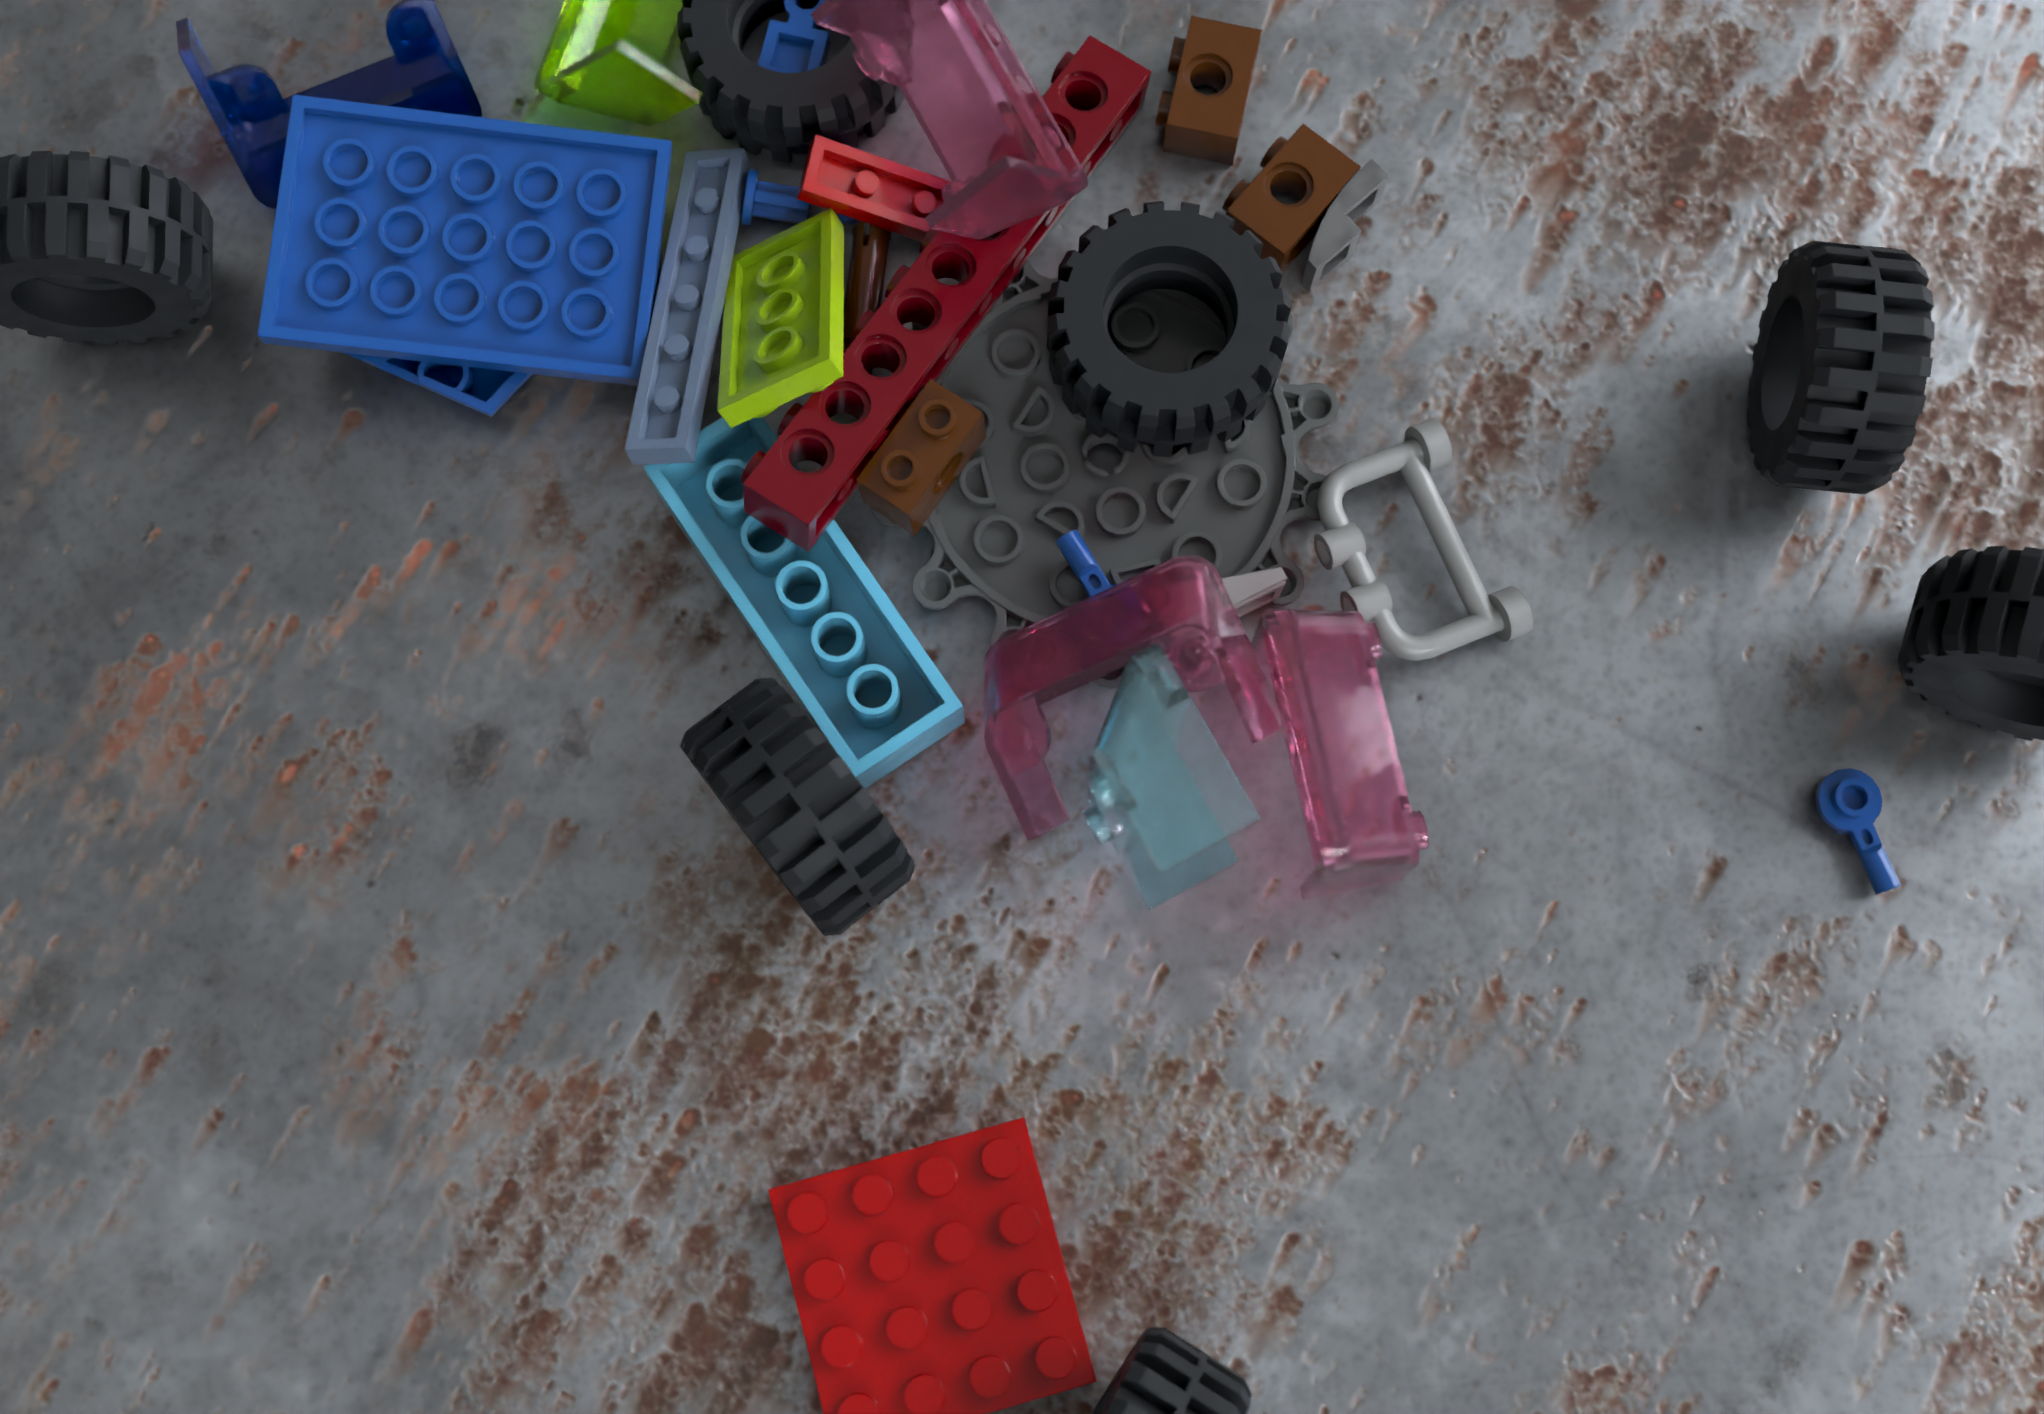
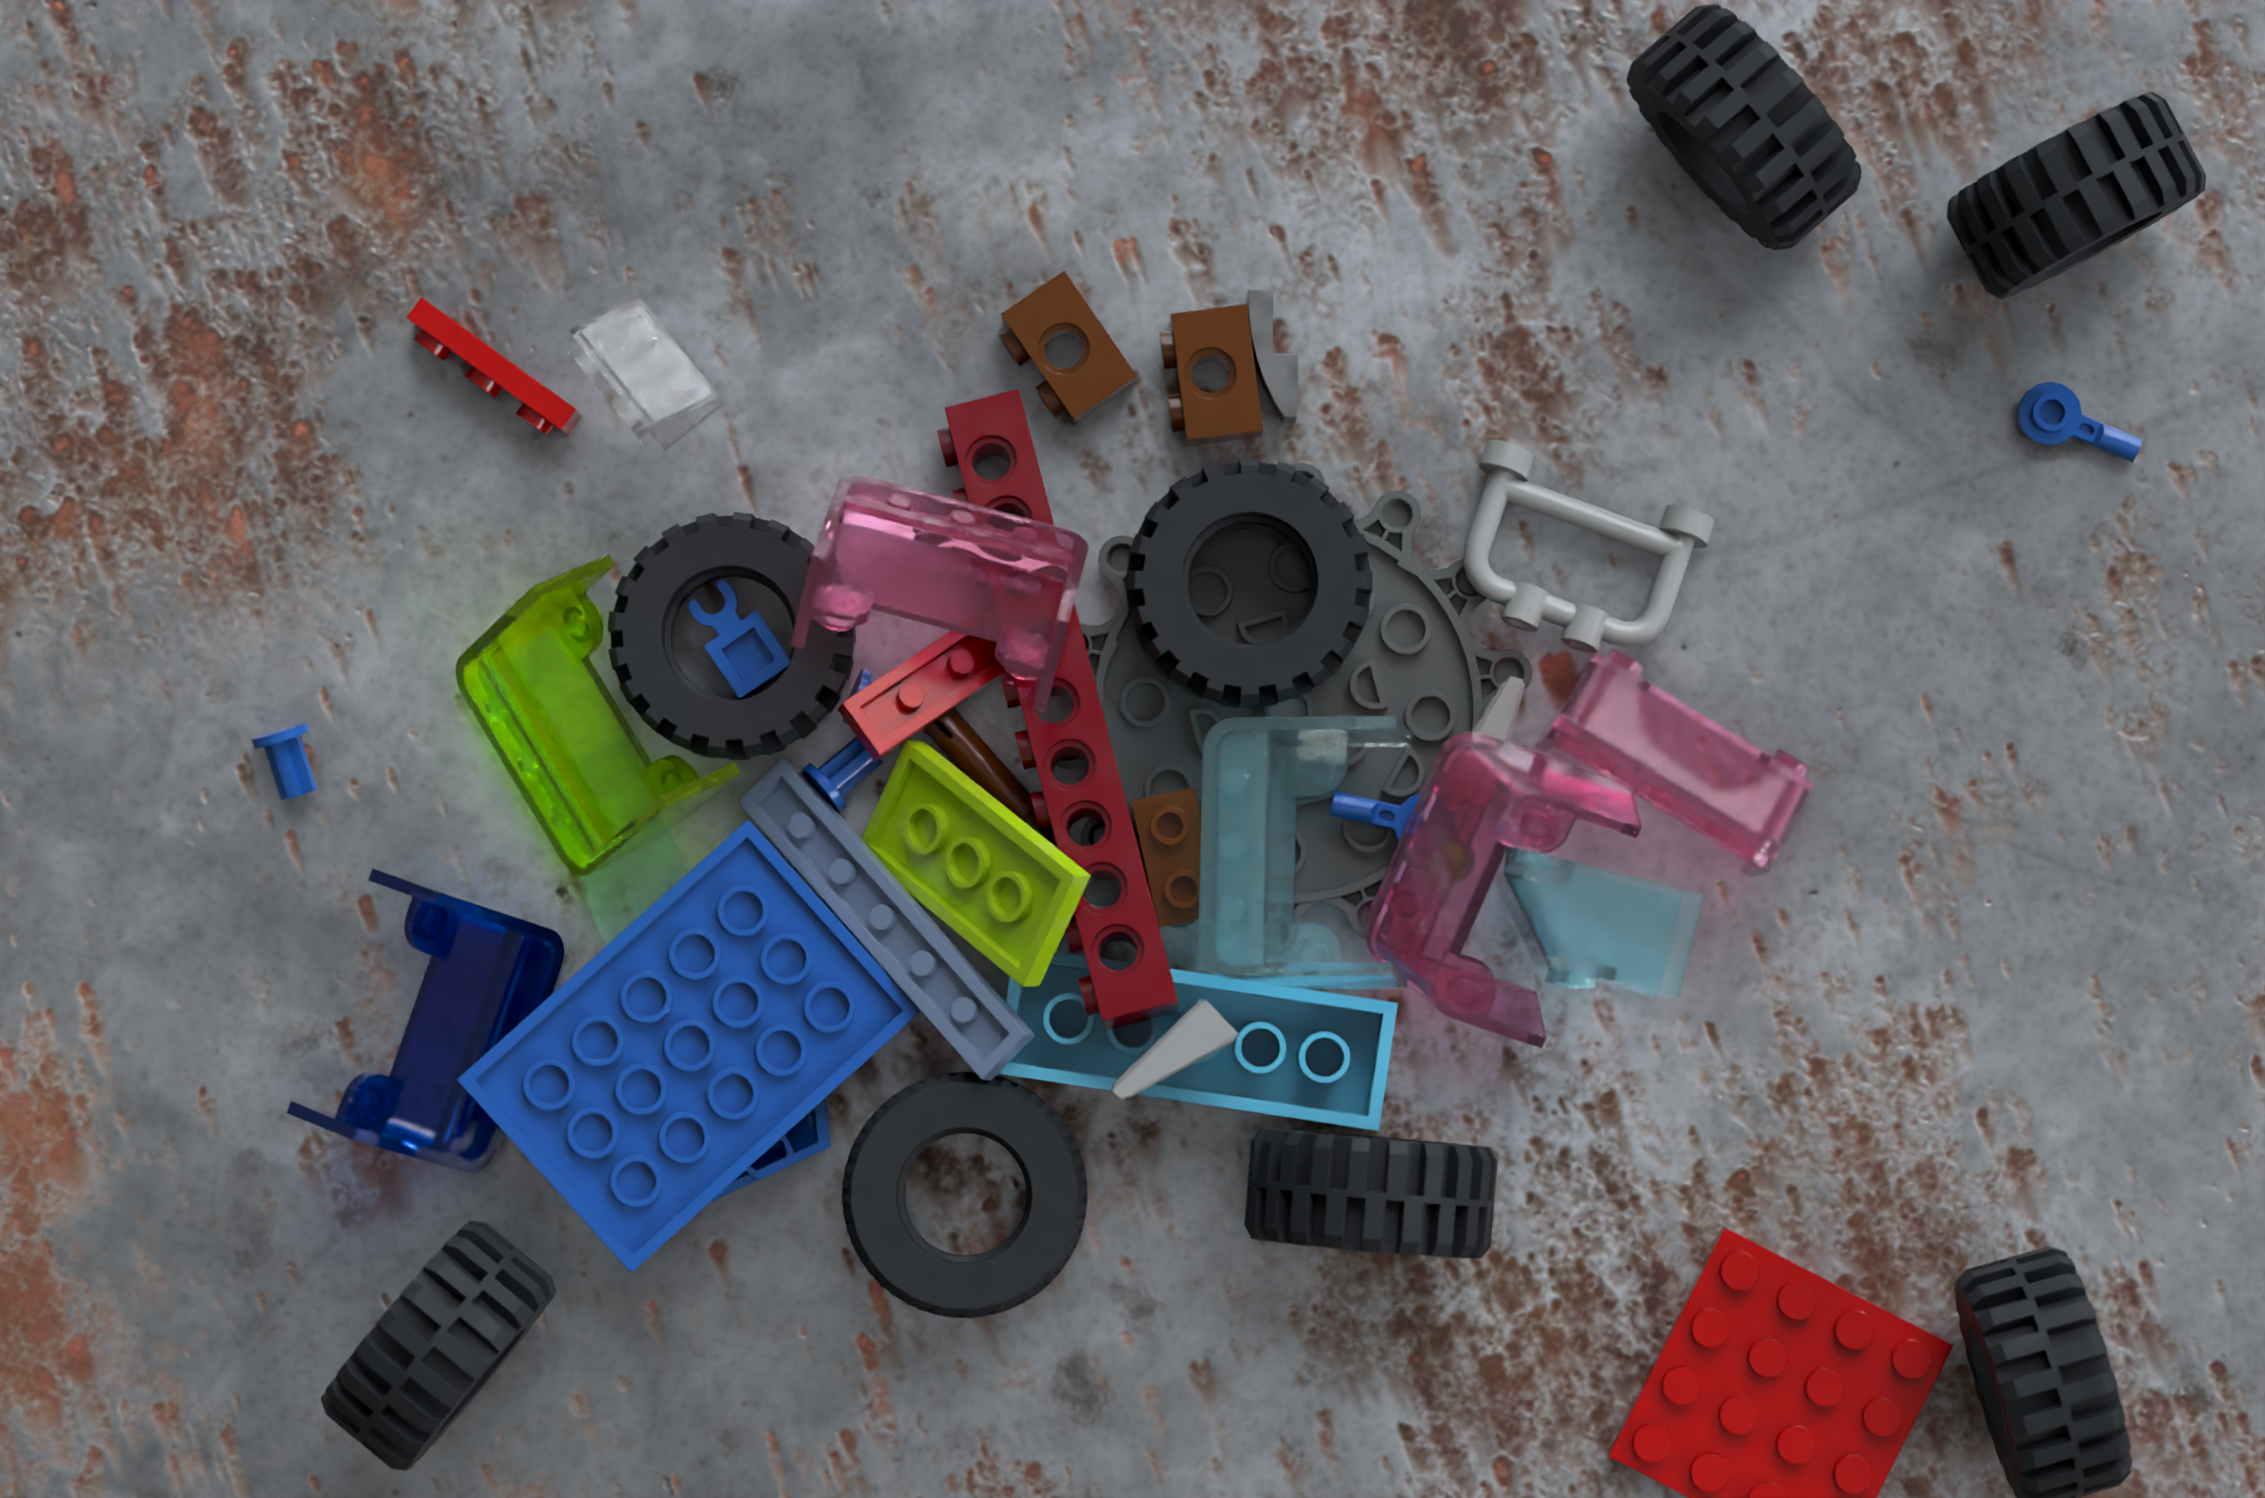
camera: 50 degrees left, 10 degrees up
(489, 471) = (964, 1283): none -> black tyre
(784, 569) = (1186, 1042): none -> light grey slope
(980, 491) = (1249, 841): none -> clear light blue windscreen

